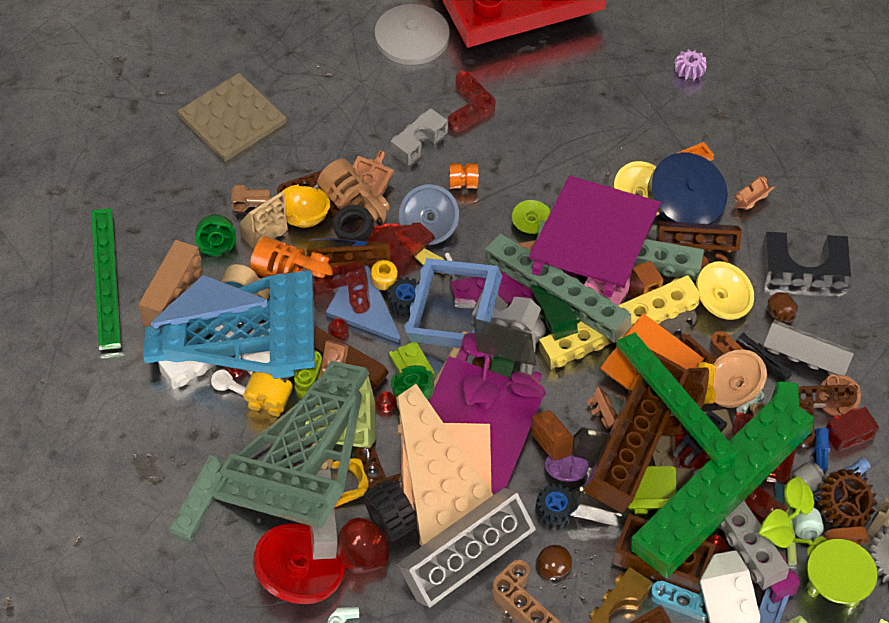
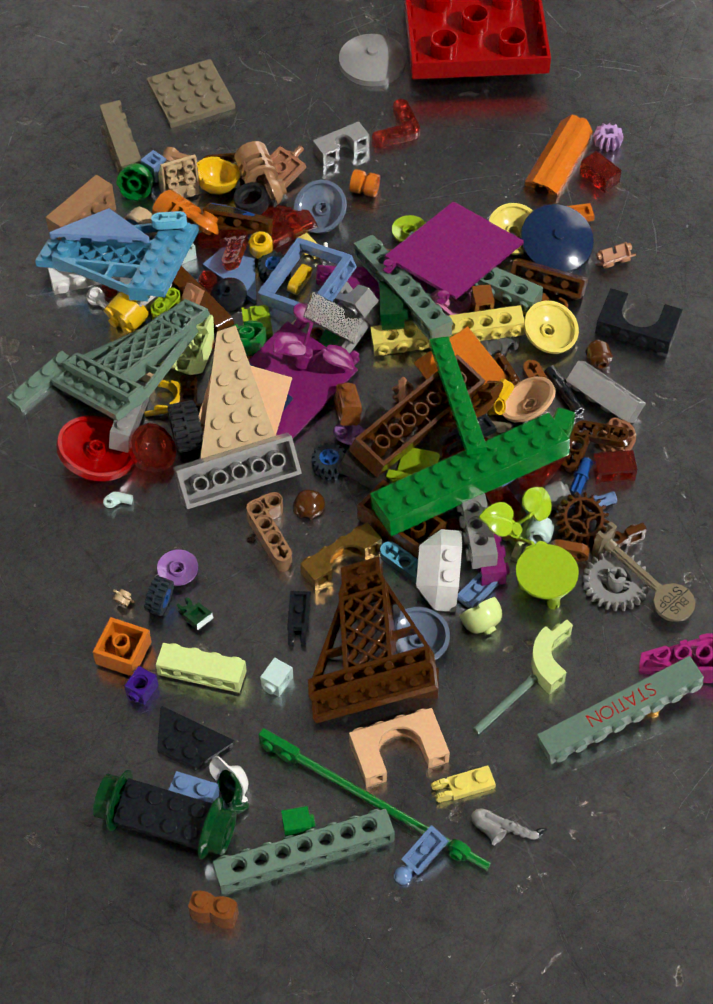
camera: 20 degrees right, 0 degrees up
(105, 279) = (34, 196): green plate -> none
(177, 188) = (118, 135): none -> dark tan wedge
(230, 208) = (152, 162): none -> medium blue brick
(280, 274) = (169, 220): none -> medium azure beam
(375, 345) = (234, 298): none -> black dish
(438, 302) = (299, 279): none -> yellow beam
(649, 95) = (561, 155): none -> orange piece
(698, 104) = (600, 171): none -> clear red brick

